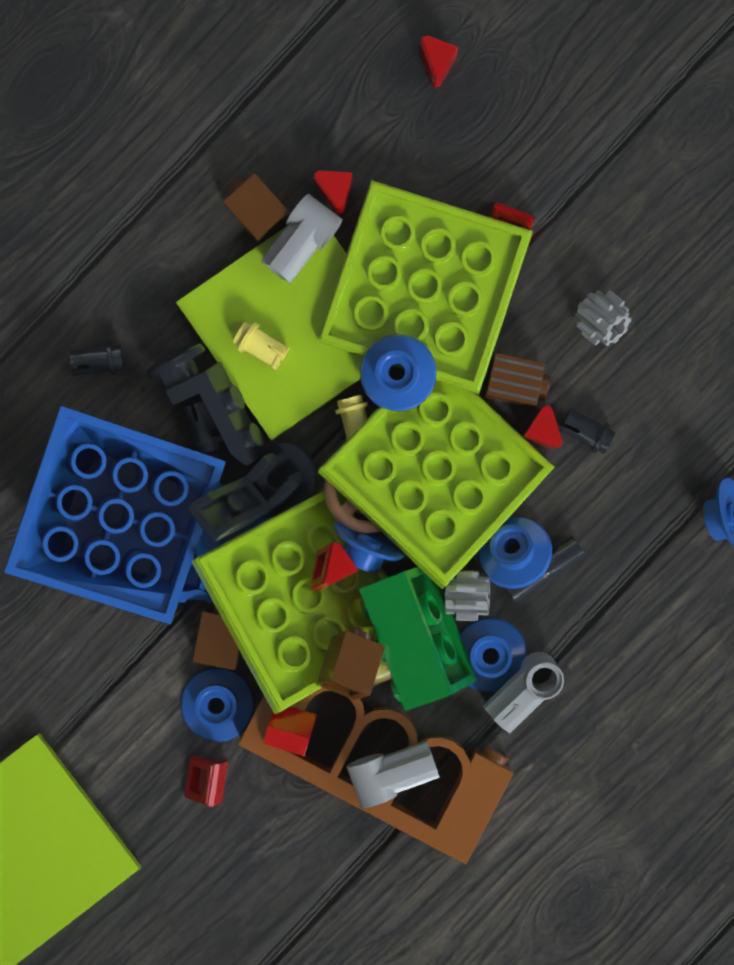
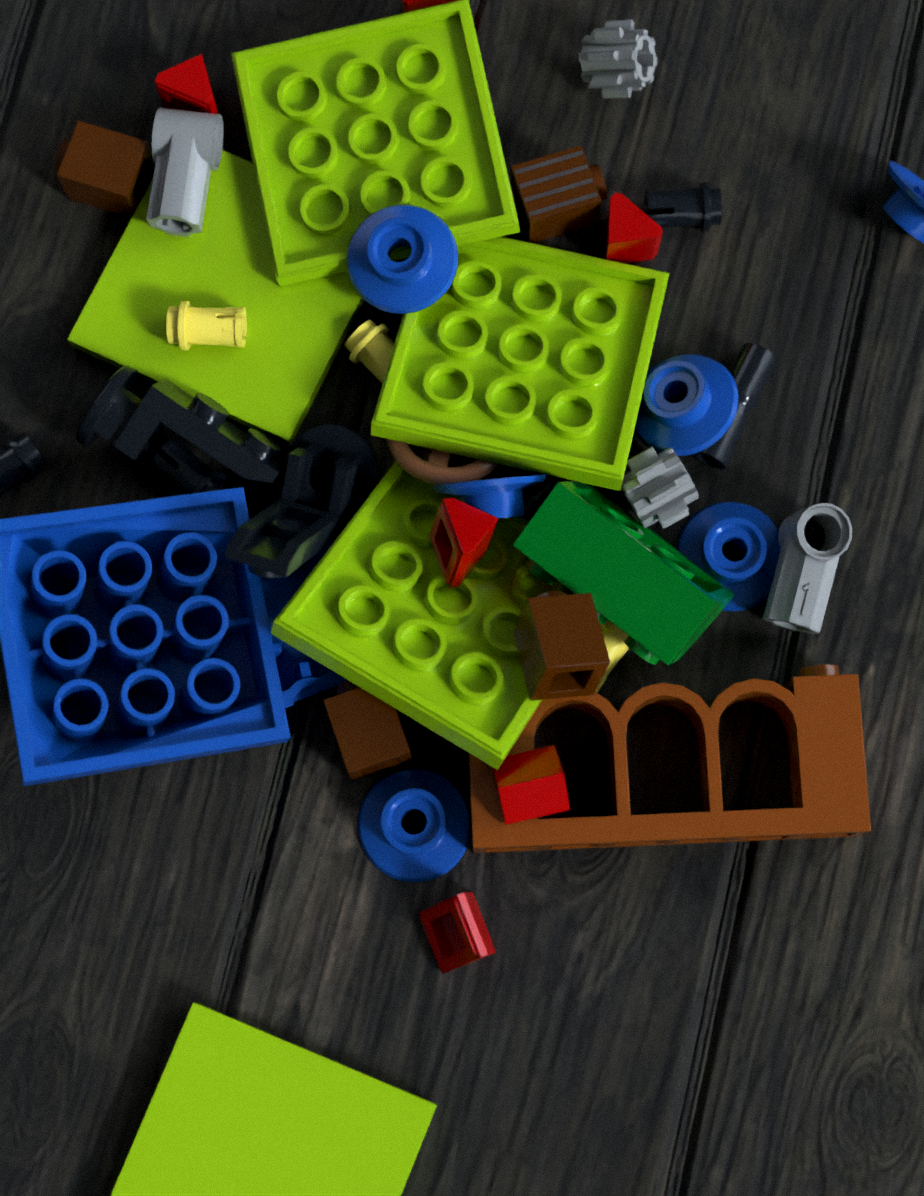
camera: 30 degrees left, 10 degrees down
(382, 776) = (692, 770): light grey piece -> none

